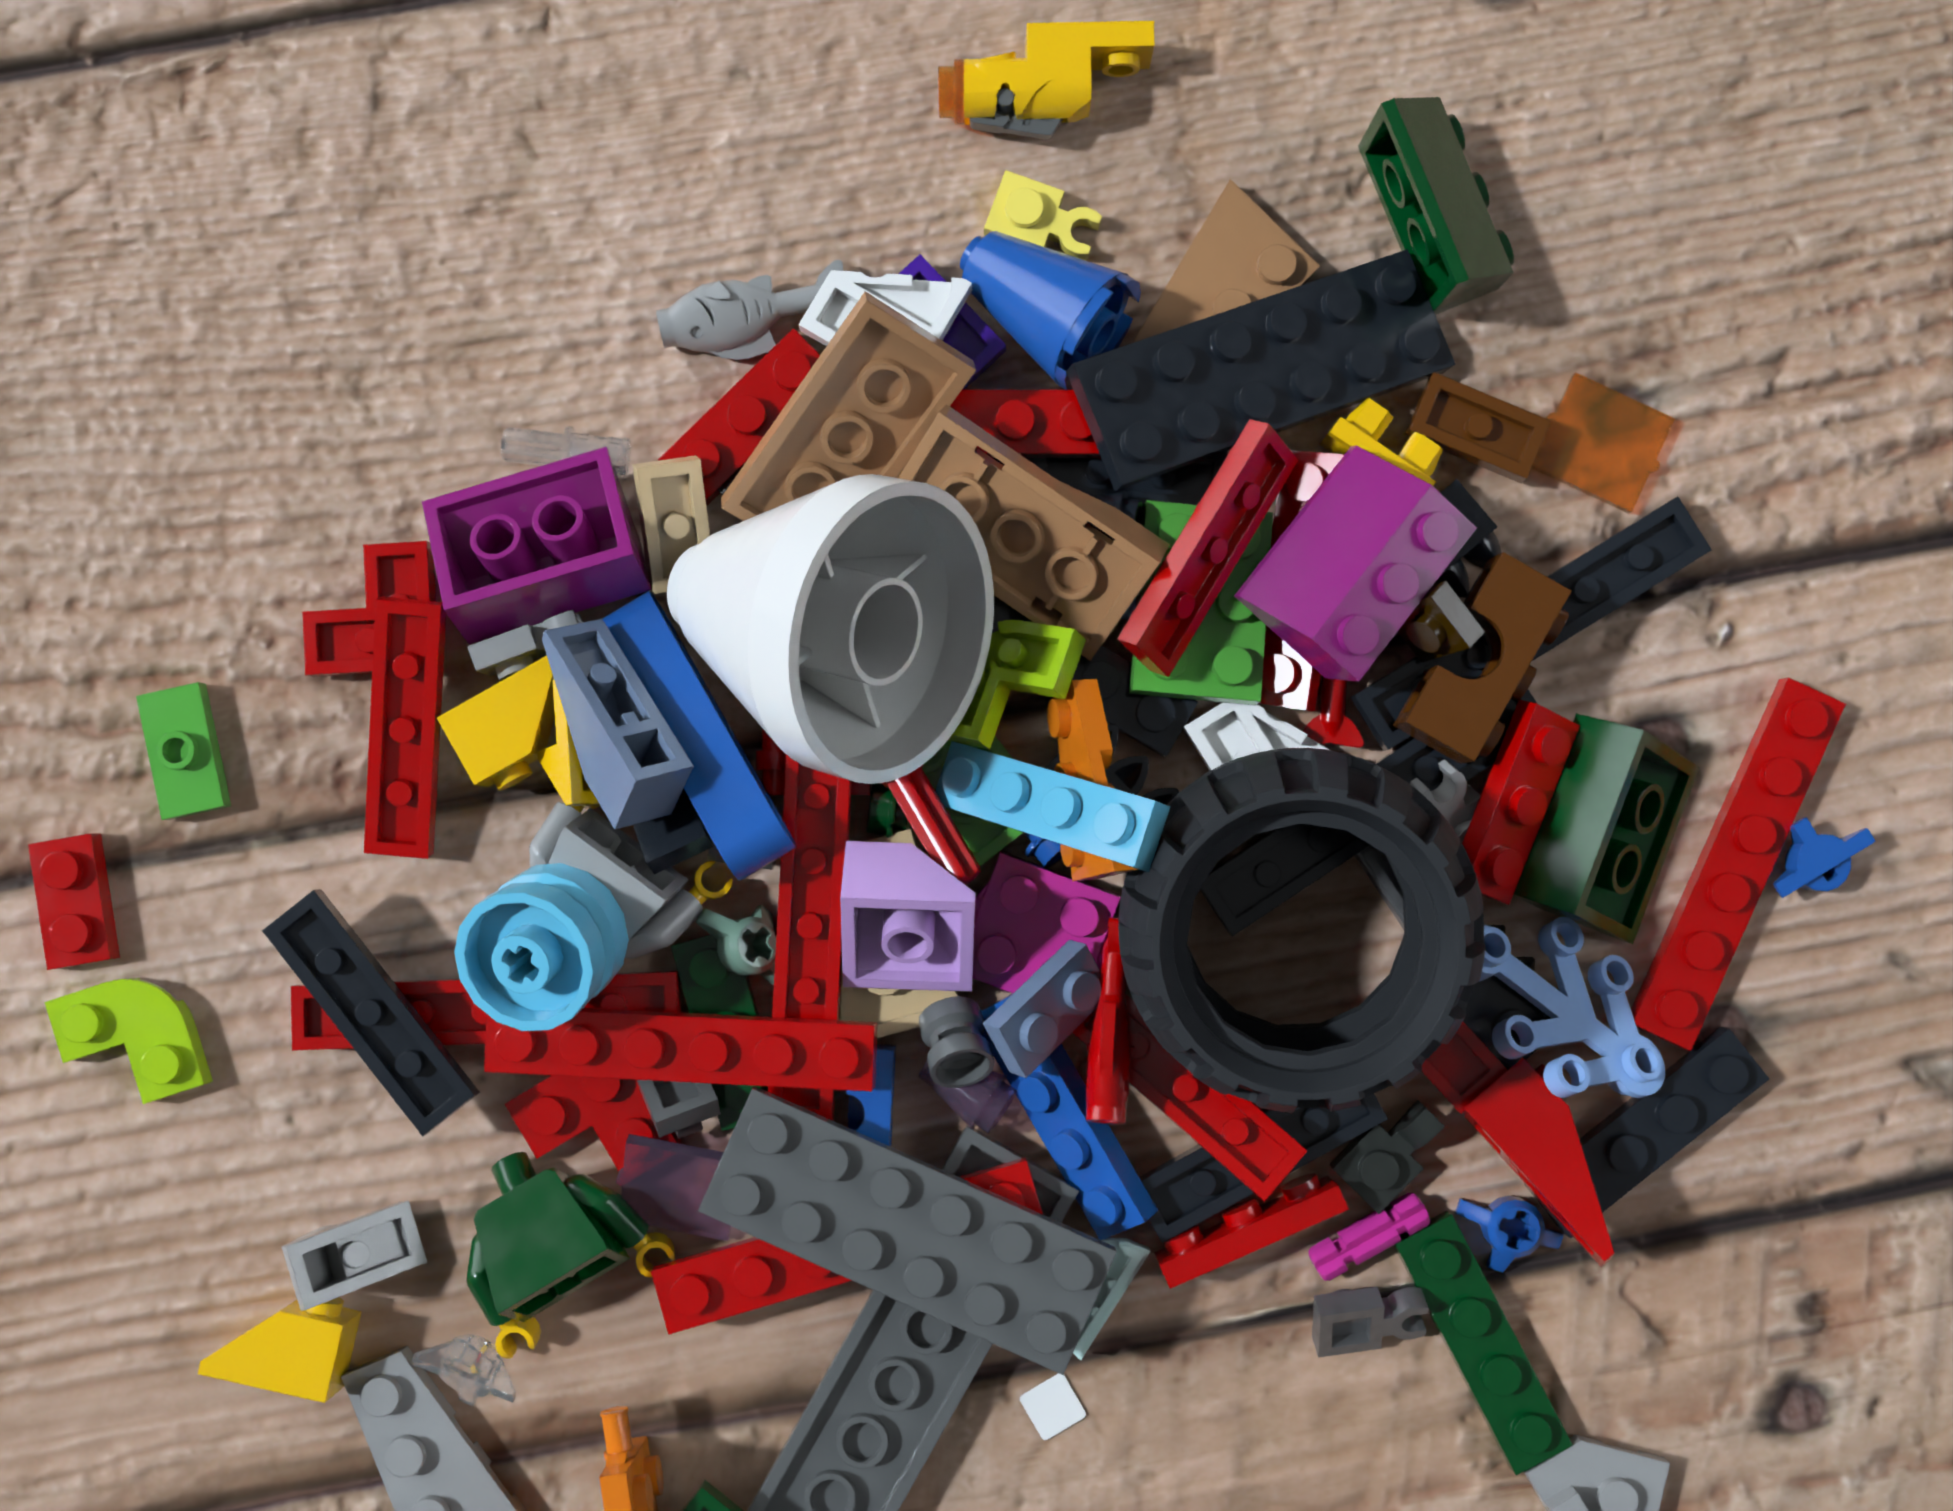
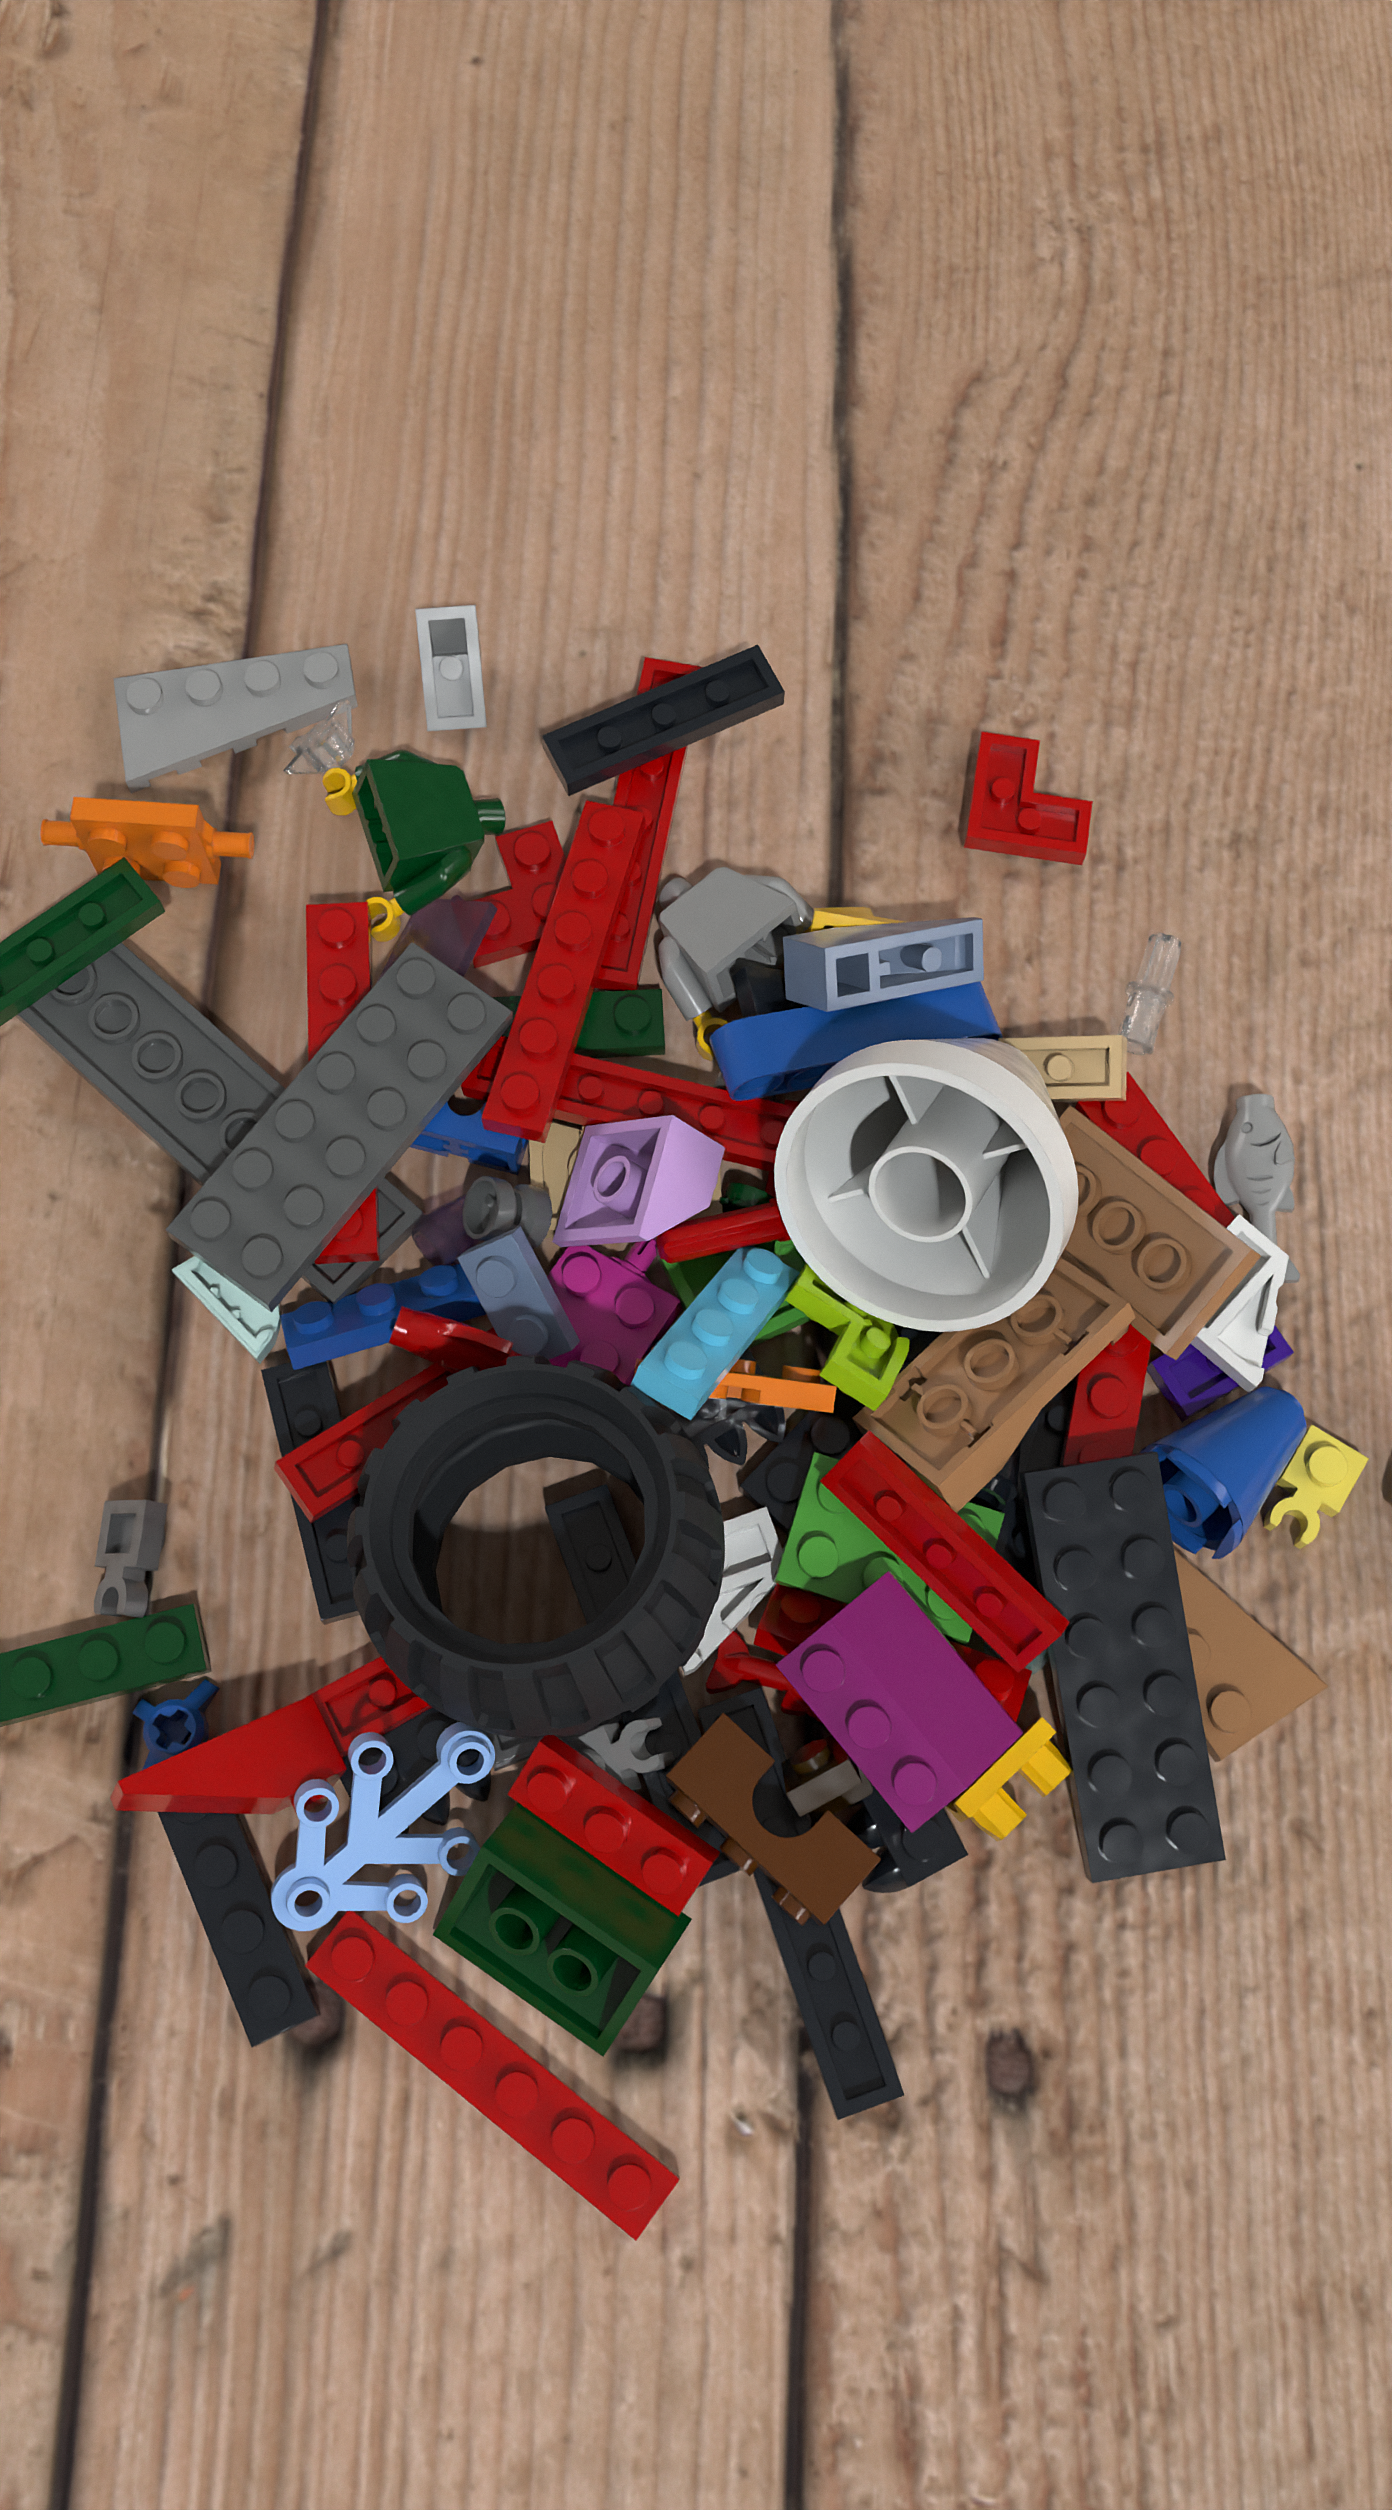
camera: 100 degrees right, 15 degrees down
(74, 901) = (818, 521): red plate -> none
(144, 1017) = (692, 559): lime plate -> none
(183, 751) = (932, 628): bright green plate -> none
(291, 1352) = (379, 609): yellow slope -> none
(404, 727) = (917, 800): red plate -> none
(504, 727) = (896, 877): yellow slope -> none
(516, 648) = (969, 899): light grey plate -> none
(535, 546) = (1063, 941): magenta slope -> none
(541, 947) = (689, 858): medium azure wheel -> none
(679, 1105) = (510, 958): dark grey tile -> none
(744, 944) = (655, 1046): sand green piece -> none
(1052, 1406) = (134, 1243): white sticker -> none
(1250, 1228) = (251, 1459): red plate -> none
(1369, 1236) = (208, 1581): dark pink axle -> none
(1381, 1162) = (279, 1613): pearl dark grey plate -> none
(1435, 201) = (1273, 1899): dark green slope -> none
(1478, 427) = (1019, 1891): reddish brown plate -> none
(1602, 443) = (979, 2034): clear orange piece -> none
(1818, 854) = (478, 2163): blue piece -> none

